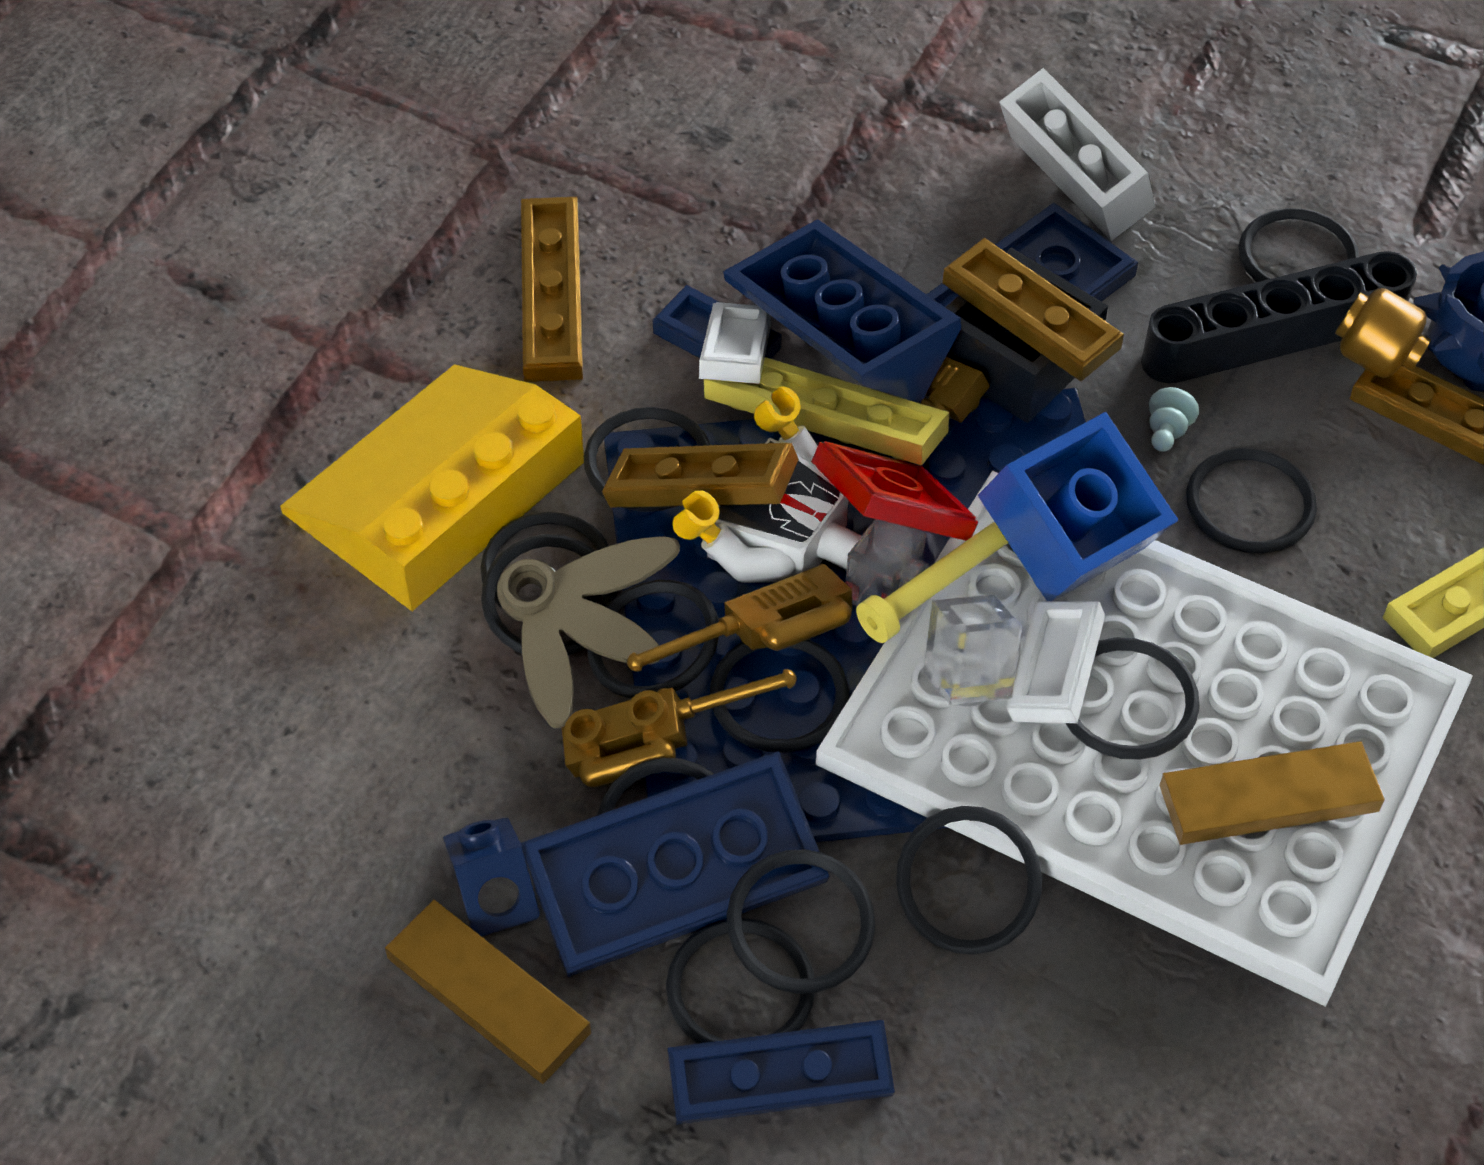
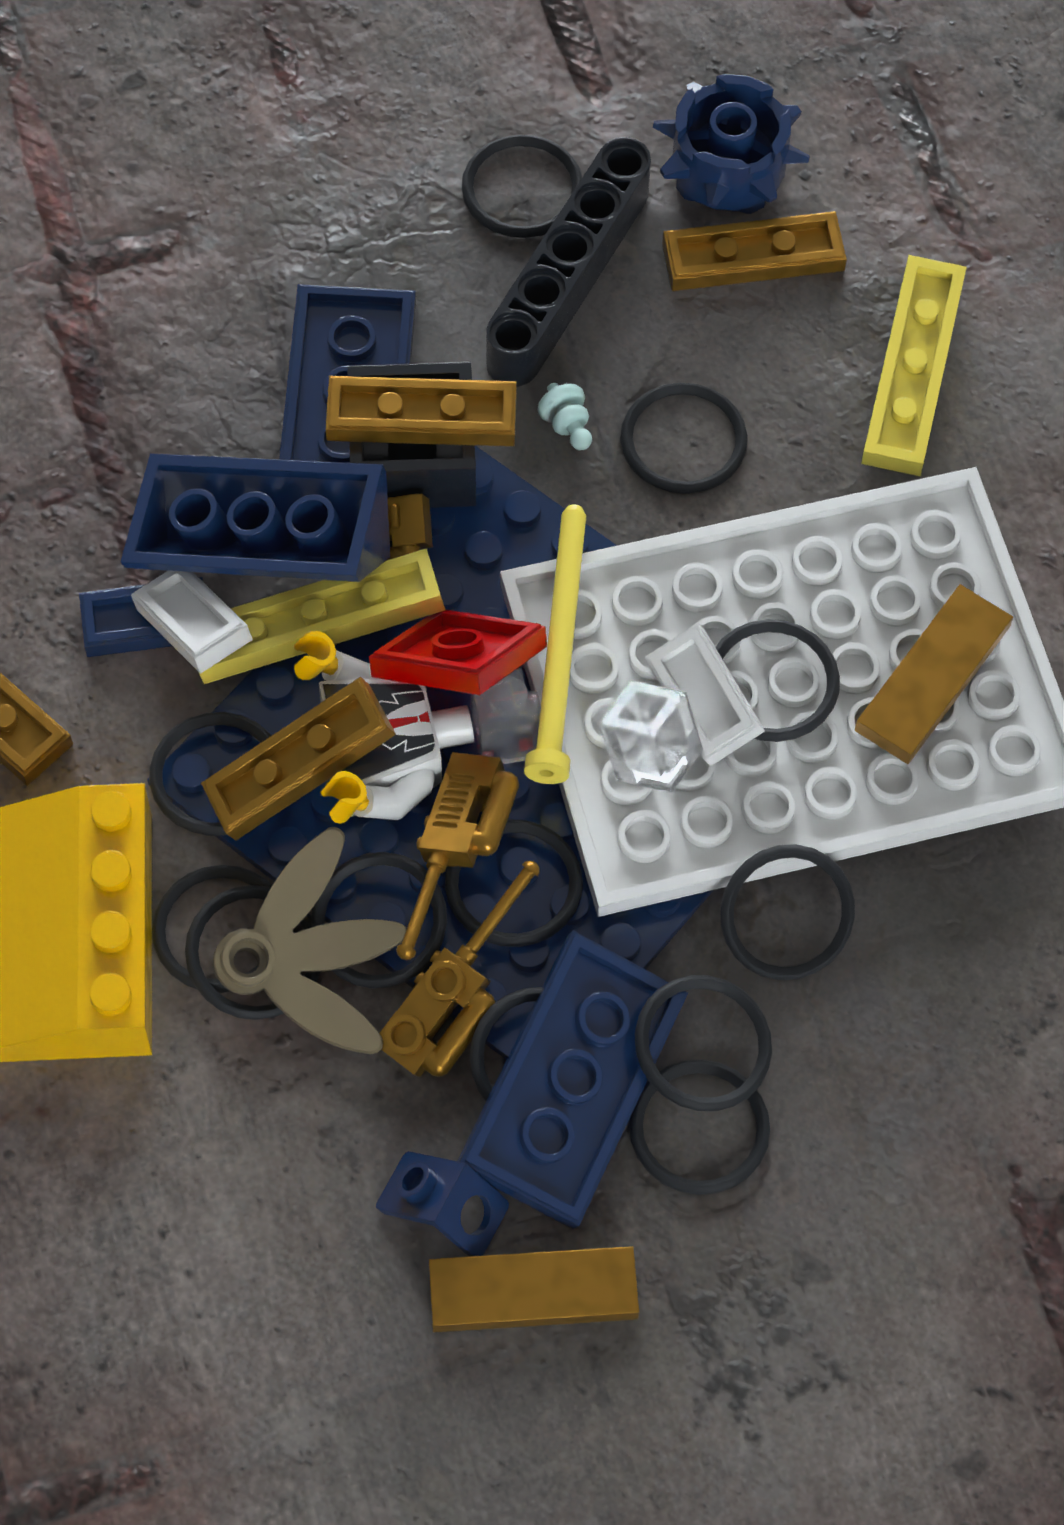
camera: 45 degrees left, 10 degrees up
(780, 1071) = (791, 1163): dark blue tile -> none
(1077, 507) = (618, 559): blue brick -> none
(1078, 154) = (285, 227): white brick -> none
(1383, 333) = (667, 220): pearl gold head -> none

